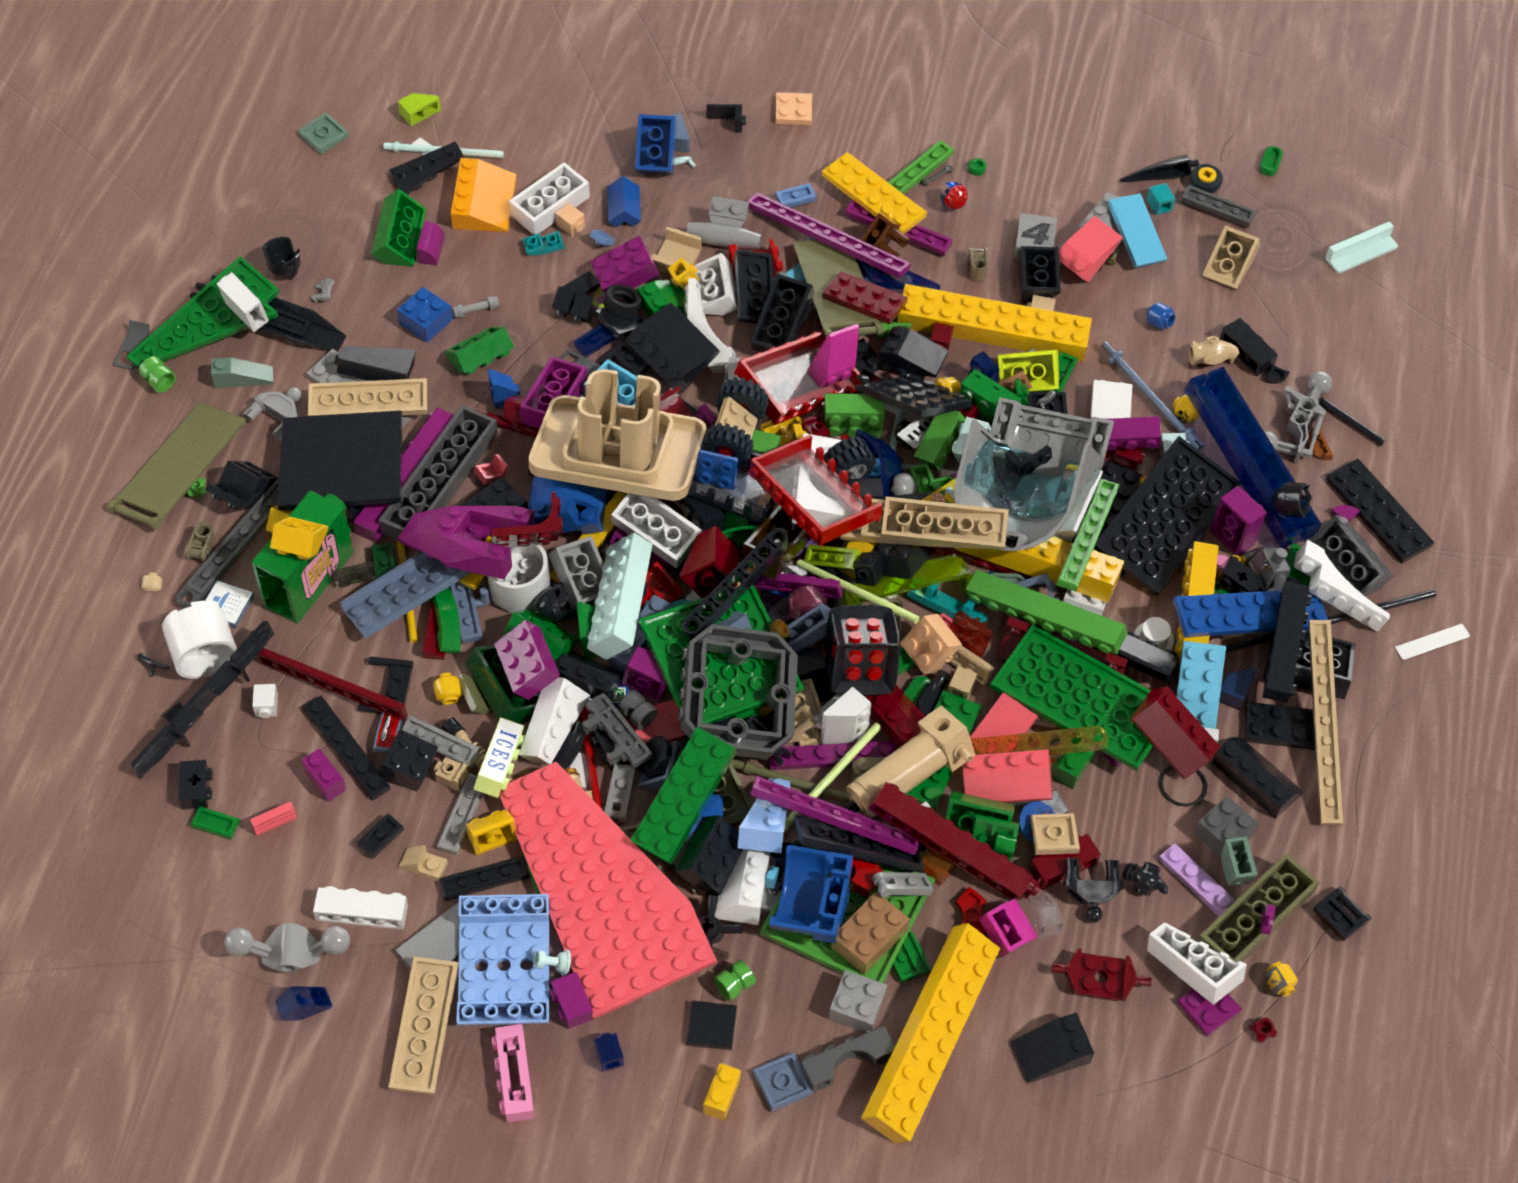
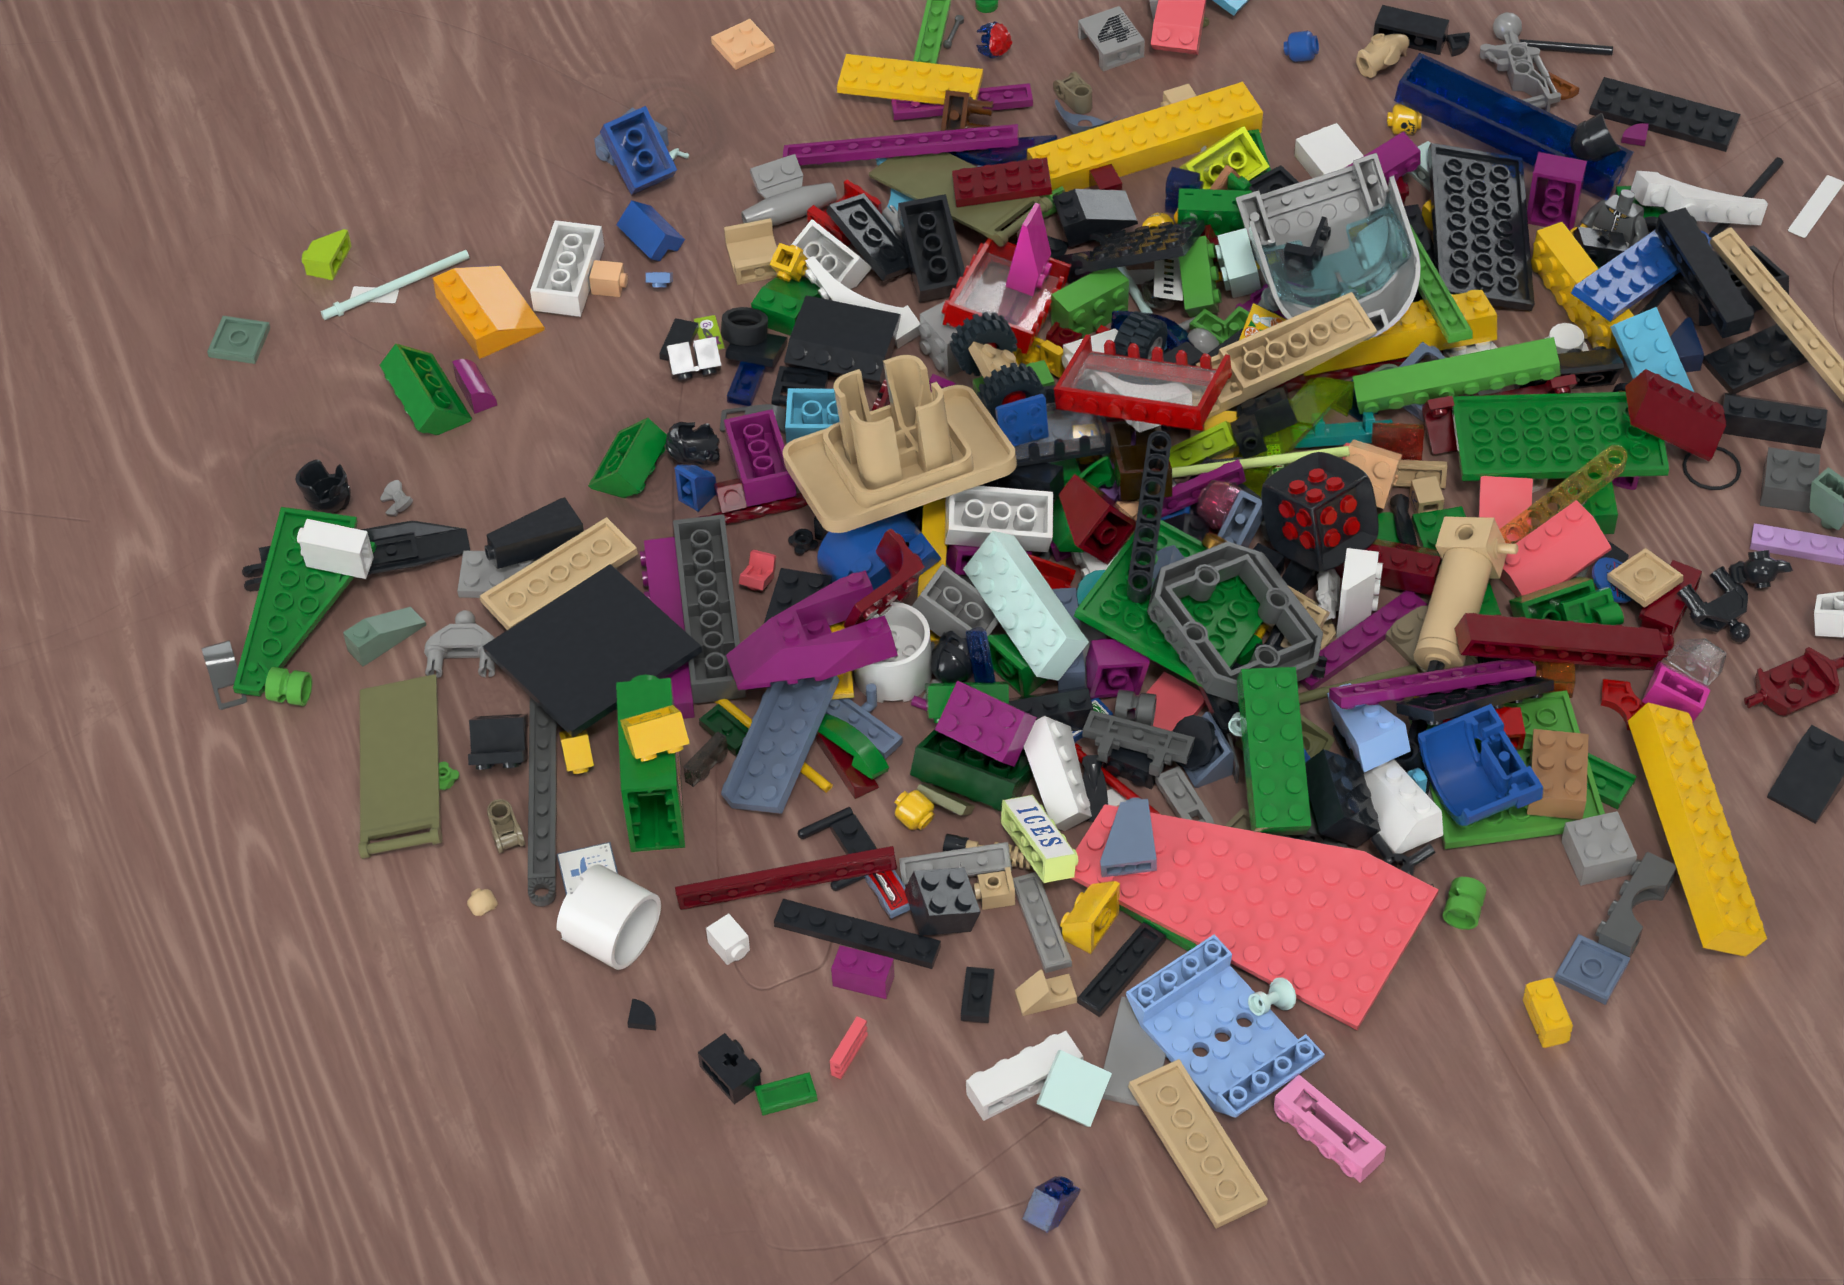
camera: 30 degrees left, 5 degrees down
(150, 663) = (561, 980): black bar -> none
(202, 699) = (664, 1023): black piece -> none
(289, 946) = (989, 1158): light grey piece -> none
(378, 937) = (1074, 1088): none -> light aqua tile
(415, 172) = (393, 312): black wing -> none
(425, 314) = (537, 458): blue brick -> none
(491, 302) = (596, 408): light grey bar -> none
(523, 361) = (691, 445): none -> black hair
(543, 245) = (599, 319): teal slope -> none
(545, 796) = (1130, 841): none -> sand blue slope
(568, 612) = (980, 655): none -> clear blue slope
(571, 1000) = (1323, 1023): magenta brick -> none
(608, 1051) = (1403, 1048): clear blue brick -> none
(625, 265) = (716, 287): magenta brick -> none
(712, 1025) = (1477, 961): black tile -> none
(727, 111) = (678, 81): black bracket -> none
(796, 195) = (827, 126): medium blue plate -> none
(838, 768) = (1382, 631): yellowish green piece -> none
(902, 884) = (1549, 708): light grey plate -> none
(959, 280) = (1073, 119): none -> sand blue piece
(1038, 272) = (1148, 68): black slope -> none
(1046, 399) = (1270, 180): dark grey piece -> none
(1116, 357) = (1293, 108): sand blue bar -> none
(1352, 556) = (1679, 165): dark grey slope -> none

